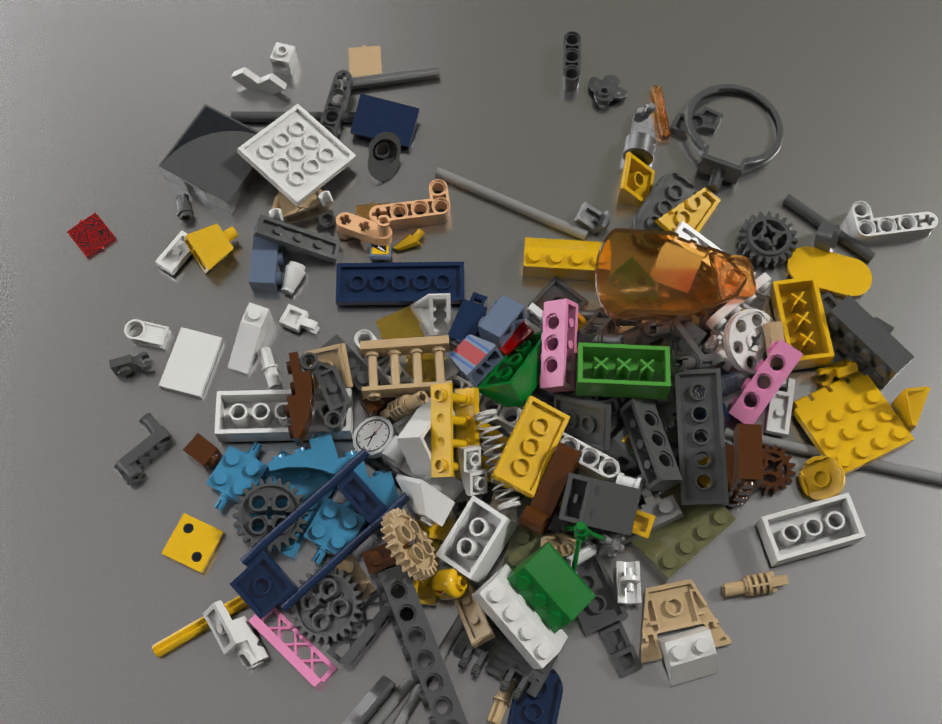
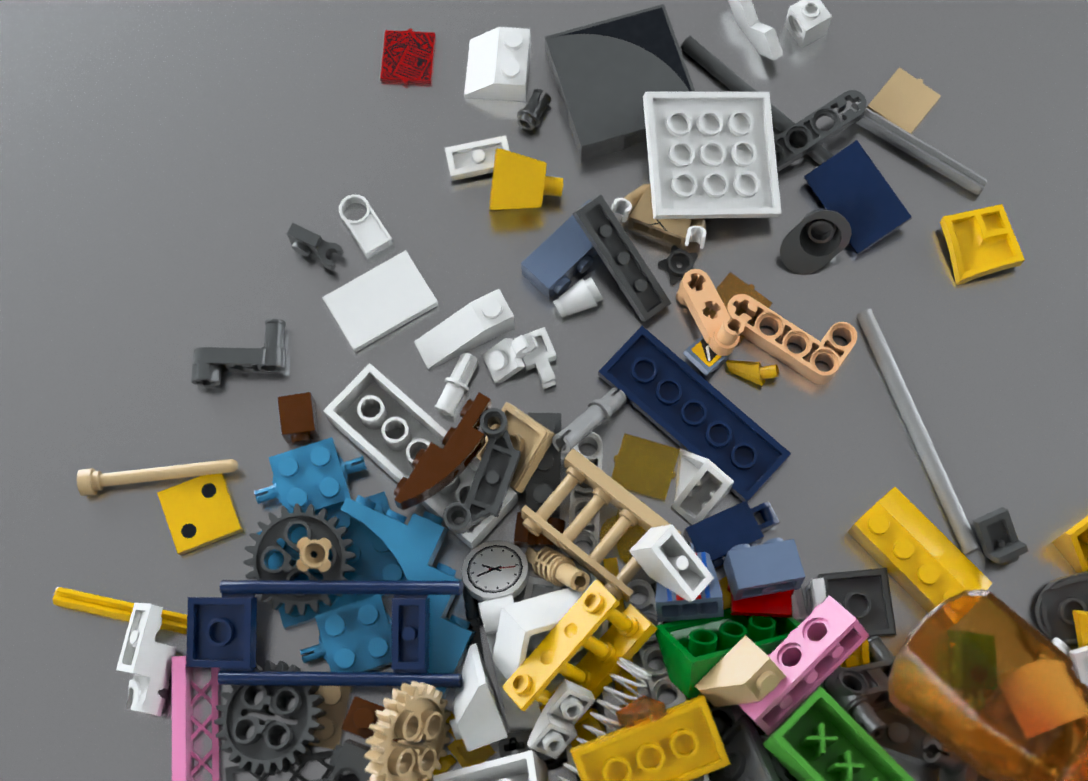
camera: 45 degrees right, 5 degrees up
(120, 578) = (92, 481): none -> tan piece
(145, 200) = (499, 65): none -> white slope
(279, 496) = (305, 560): none -> tan plate
(282, 333) = (506, 357): none -> white plate
(354, 320) = (597, 414): none -> light grey pin
(456, 350) = (671, 562): none -> white slope
(461, 96) = (980, 243): none -> yellow plate
(506, 426) = (640, 709): none -> clear orange tile
(538, 371) = (740, 676): none -> tan slope

